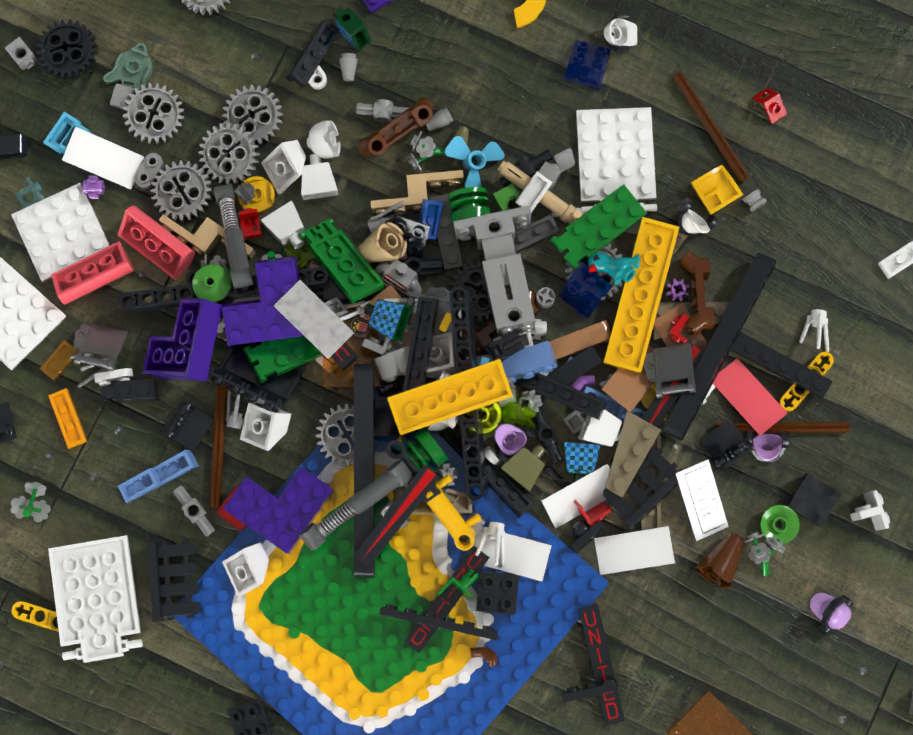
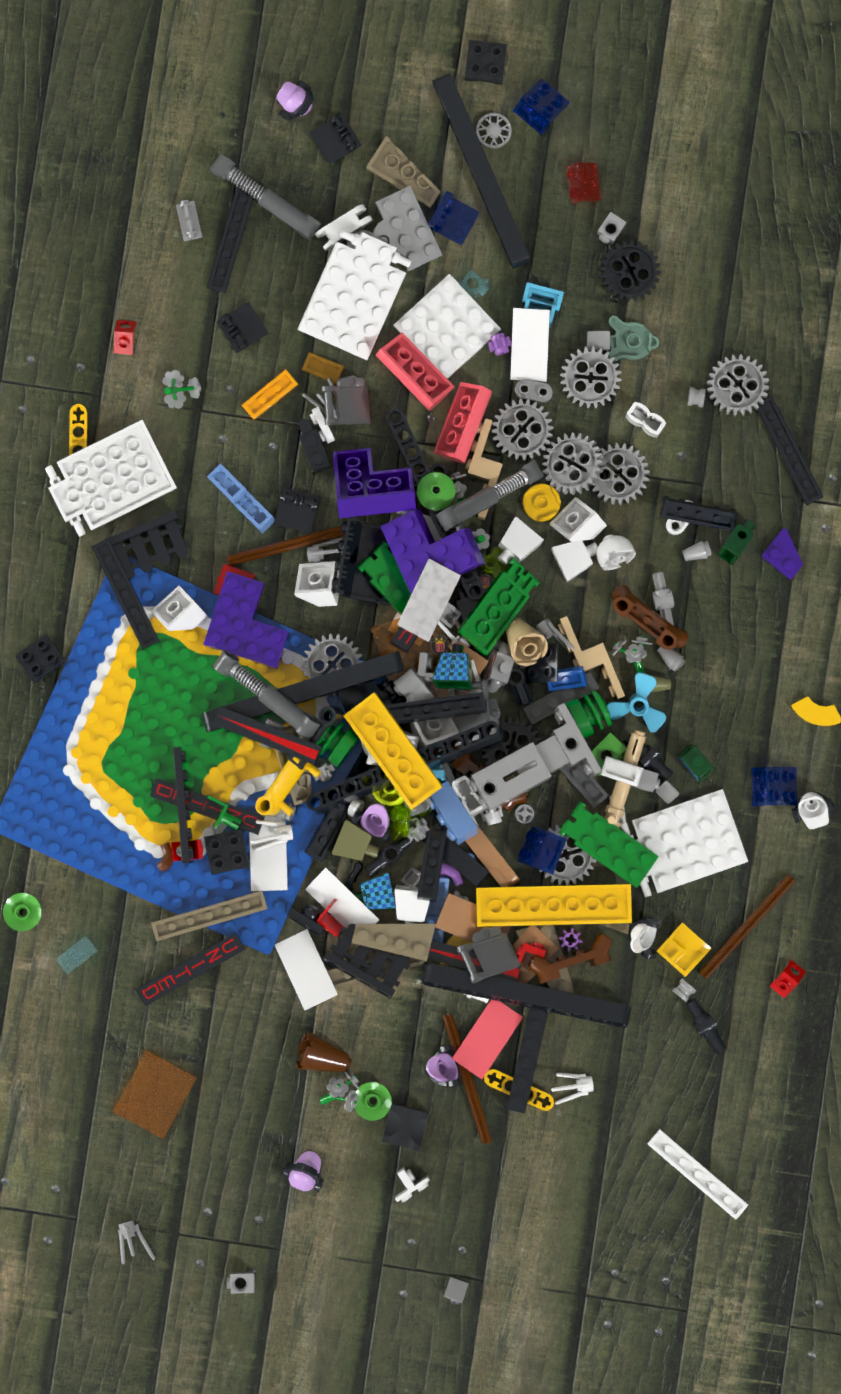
camera: 75 degrees right, 5 degrees up
(187, 502) = (224, 534): light grey axle -> none
(204, 24) = (696, 397): none -> light grey wheel
(208, 76) = (650, 422): none -> white brick
(212, 616) = (125, 593): none -> black tile
(245, 192) = (538, 492): dark grey plate -> none
(250, 223) = (509, 506): red bracket -> none
(445, 322) = (462, 724): yellow tile -> none
(487, 621) = (197, 850): none -> red bracket
(499, 346) = (454, 782): black piece -> none
(545, 125) = (696, 762): none -> dark green torso
(554, 629) = (209, 916): none -> dark tan plate
(590, 689) = (163, 965): black plate -> none
(618, 268) = (570, 876): teal animal -> none
(702, 500) = (372, 1020): white sticker -> none
(726, 445) = (432, 1028): black hinge -> none
(793, 190) = (705, 1025): none -> black pin

